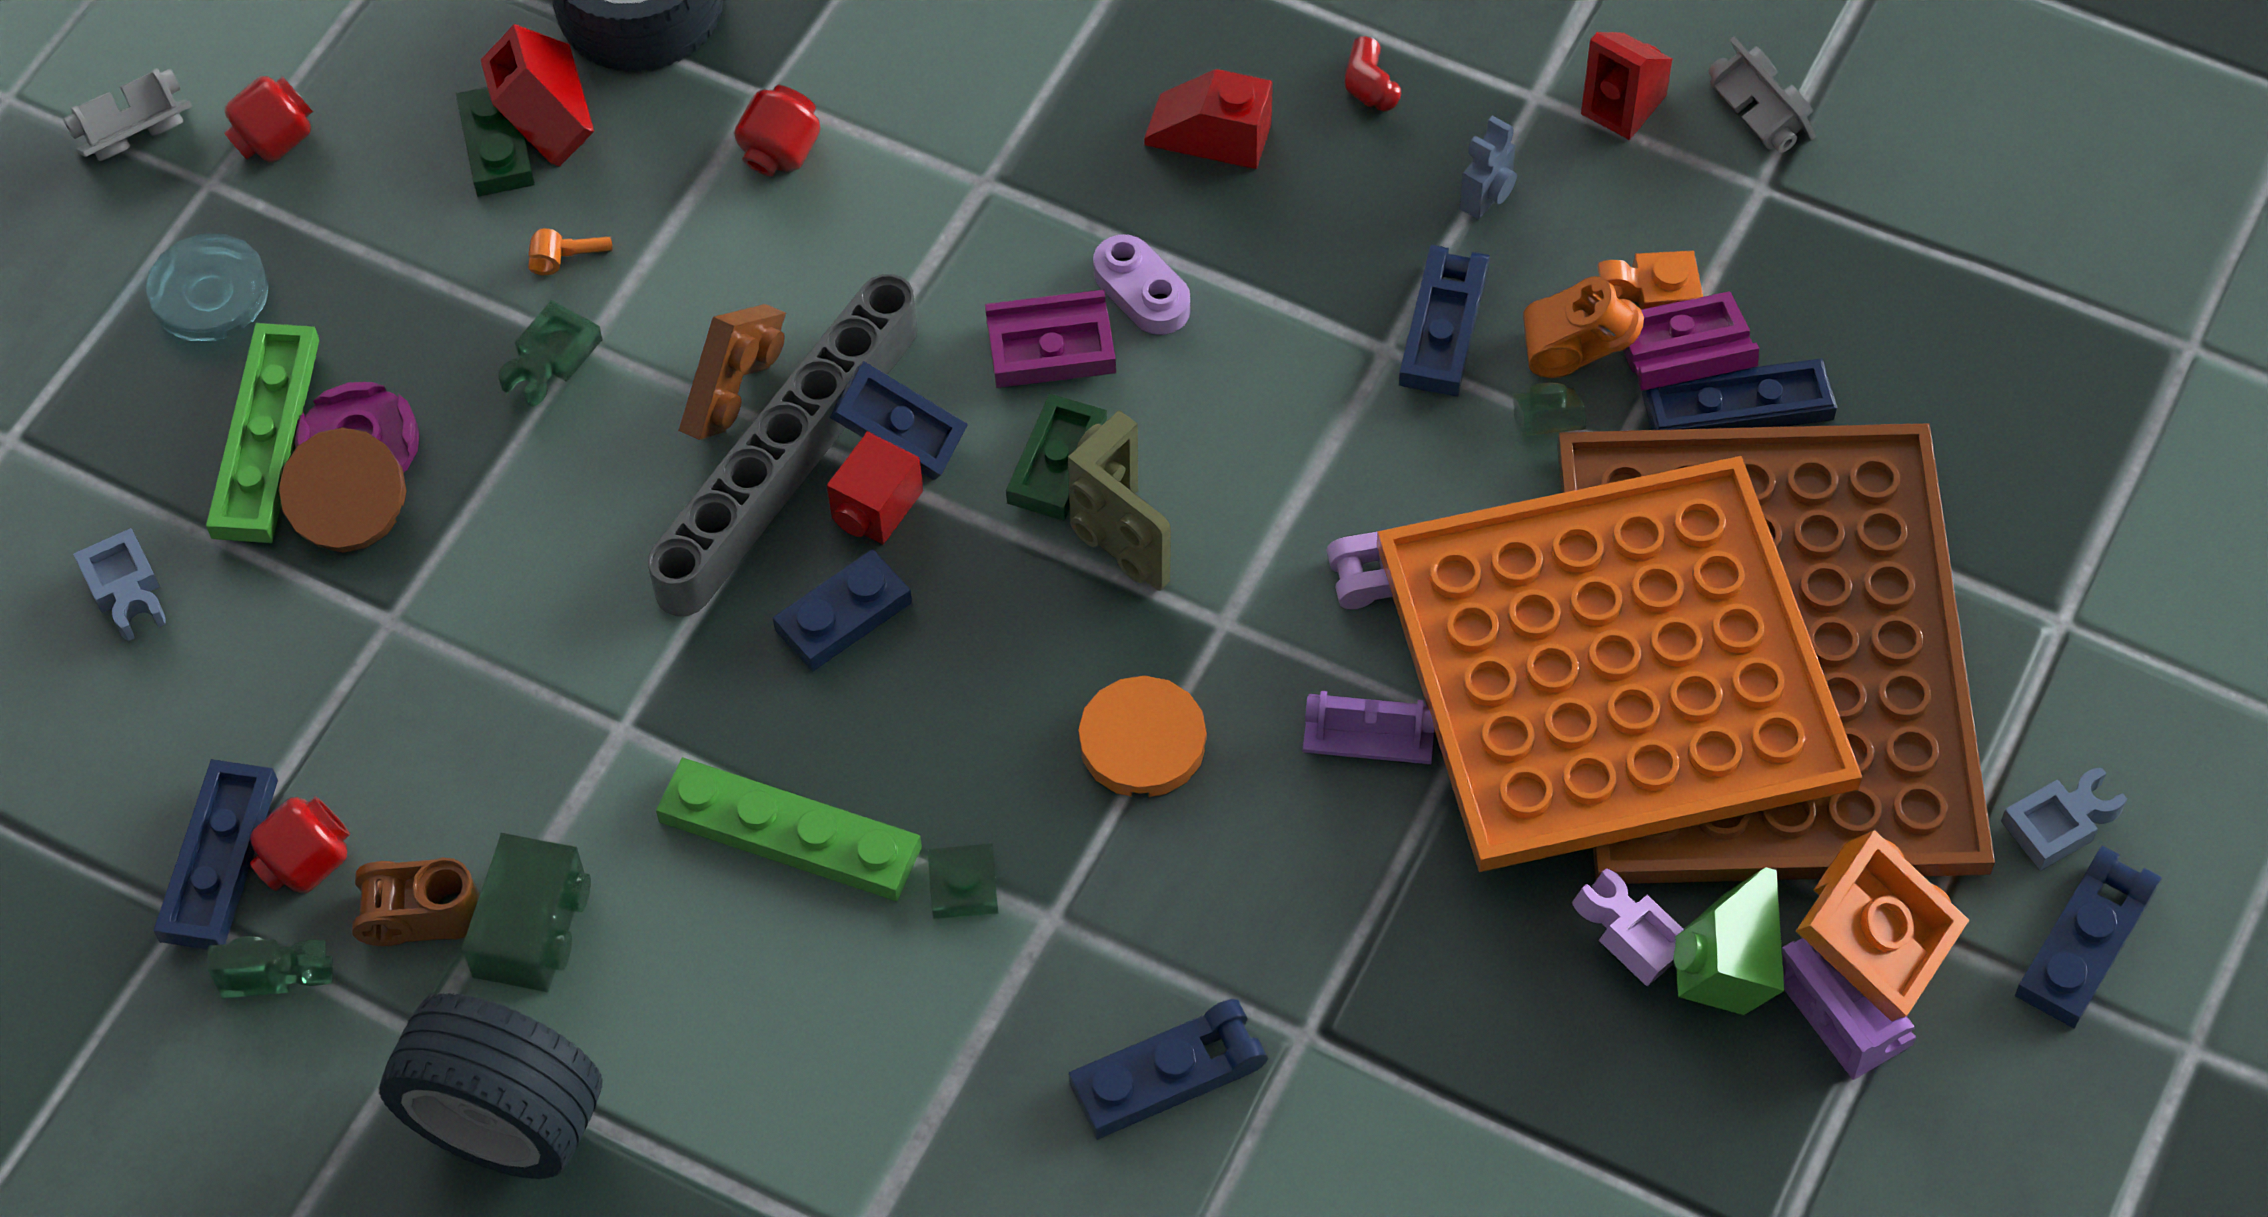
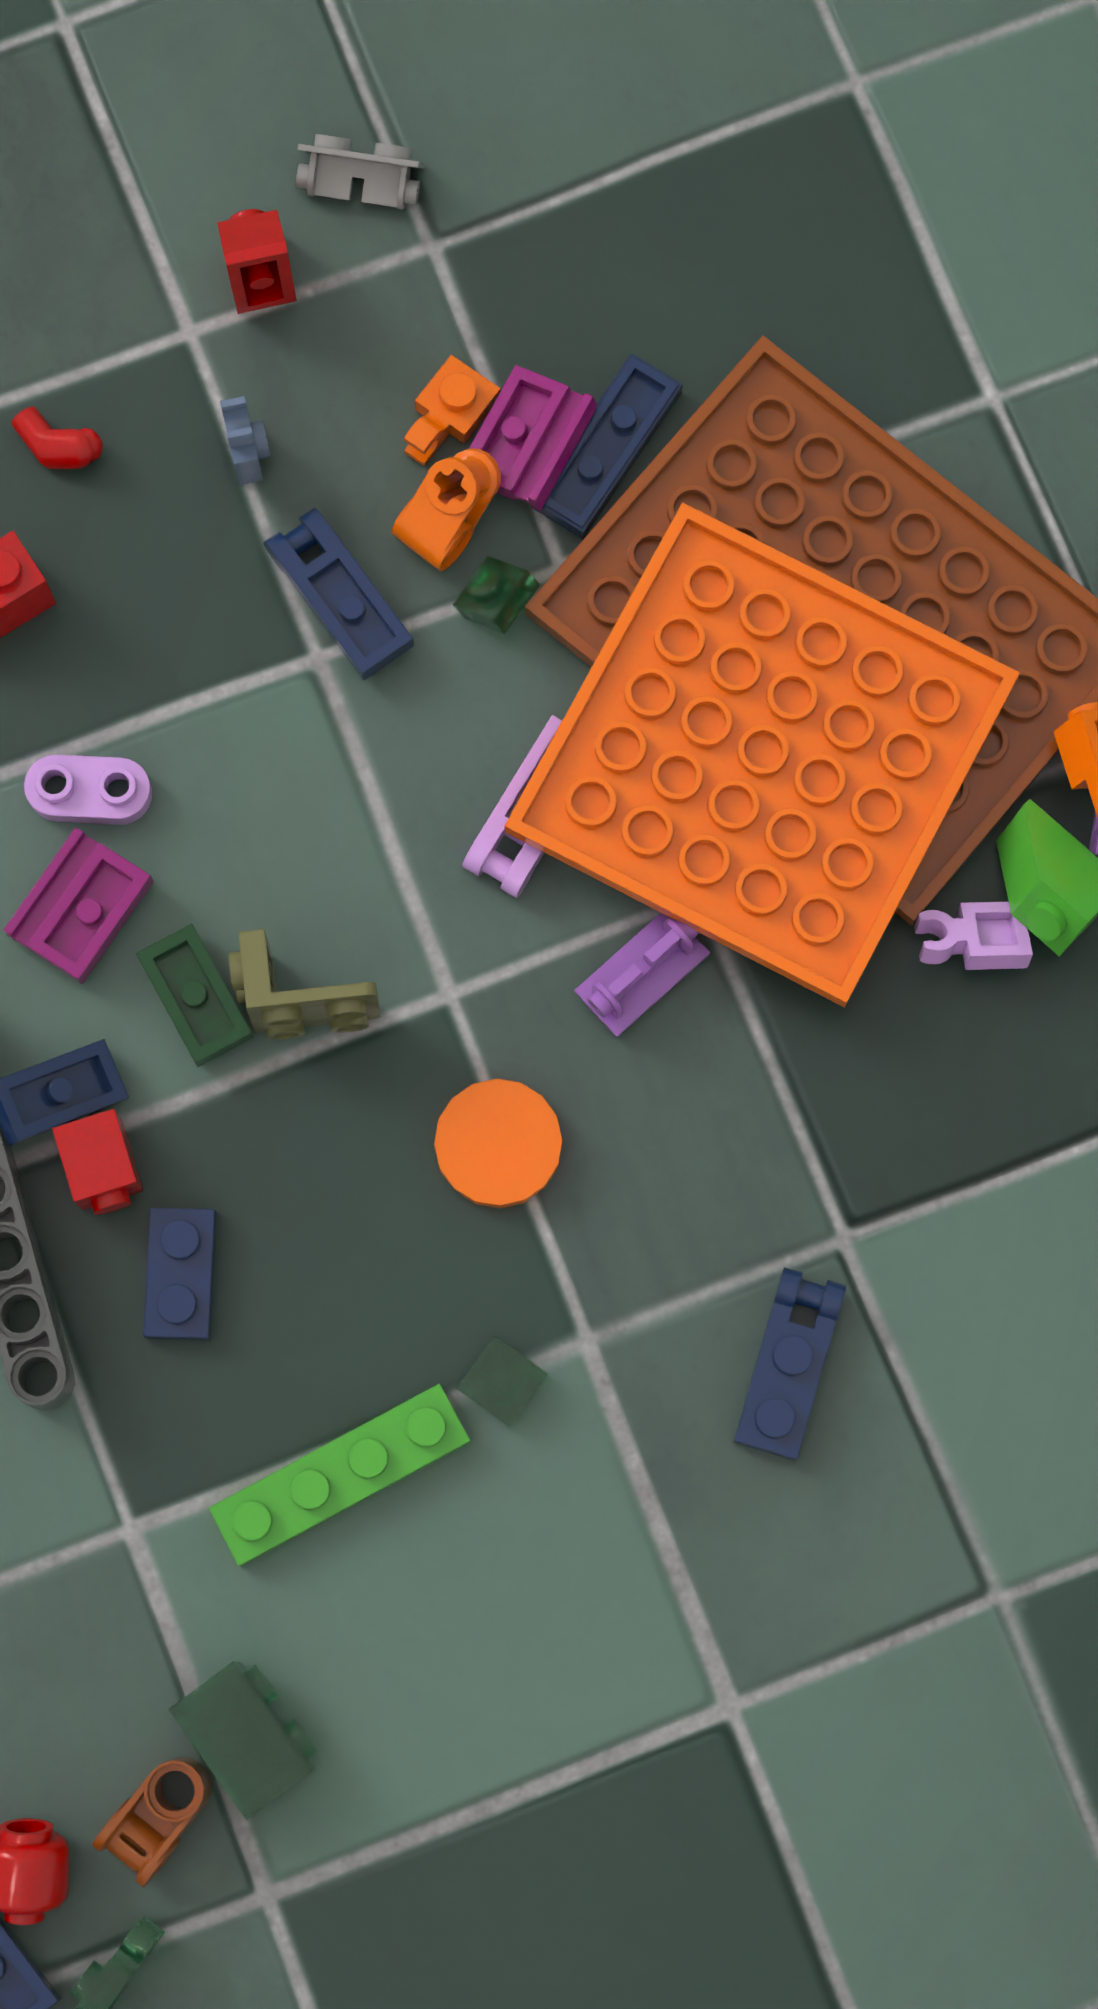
camera: 50 degrees left, 20 degrees up
(491, 1085) = (399, 1896): black wheel -> none

